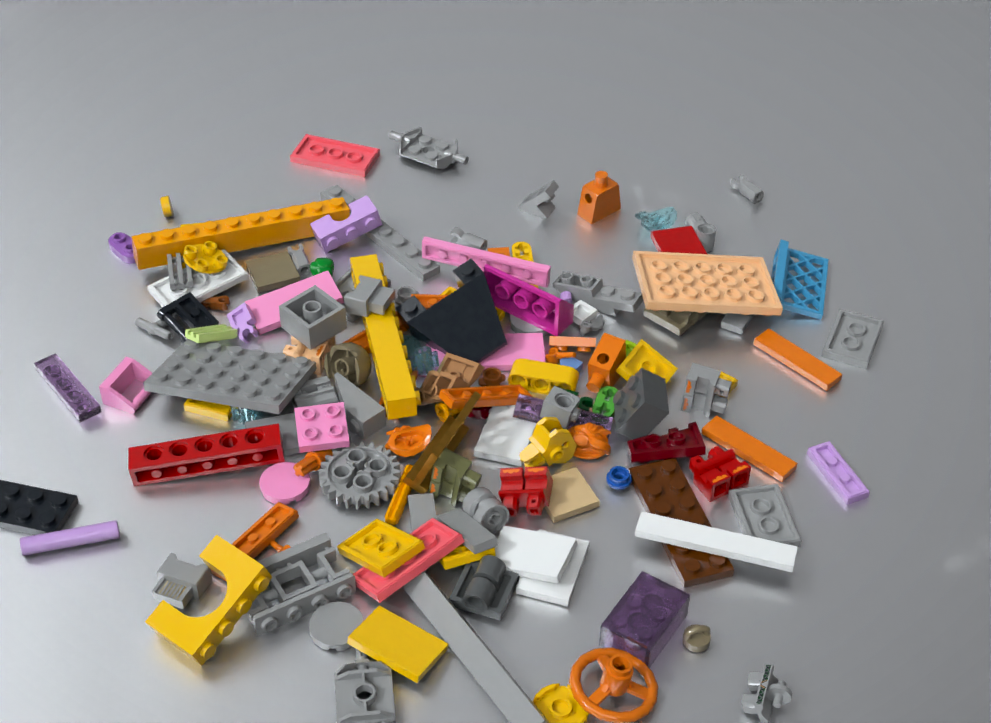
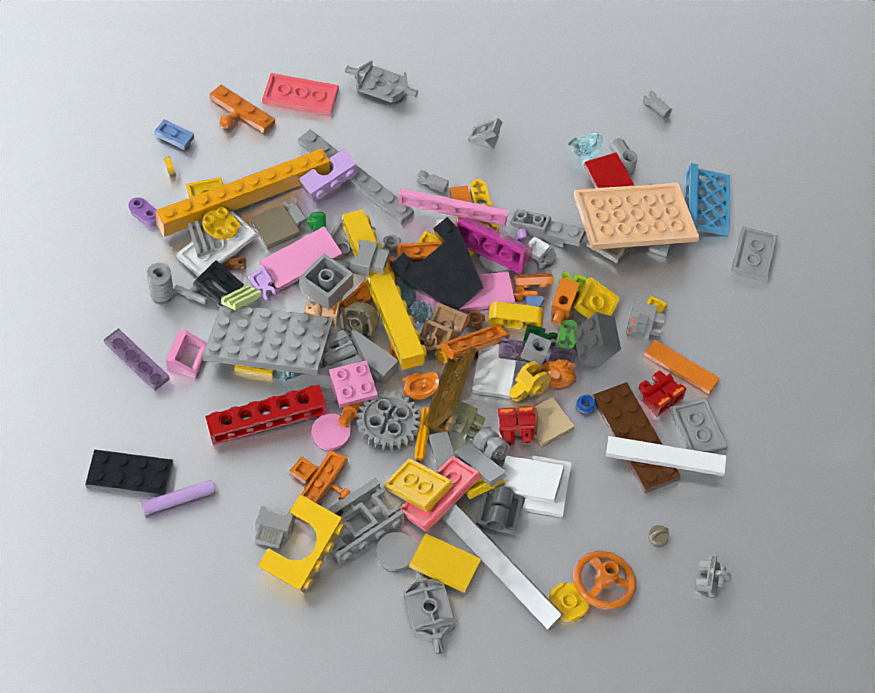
camera: 10 degrees left, 15 degrees up
(117, 309) = (160, 282): none -> light grey piece
(181, 180) = (174, 134): none -> medium blue plate
(237, 520) = (303, 470): none -> orange plate
(263, 162) = (240, 108): none -> orange plate
(599, 198) = (536, 130): orange torso -> none
(645, 618) = (621, 525): clear purple brick -> none
(668, 446) = (625, 369): dark red wing -> none
(797, 359) = (712, 278): orange tile -> none
(838, 473) = (750, 382): lavender tile -> none

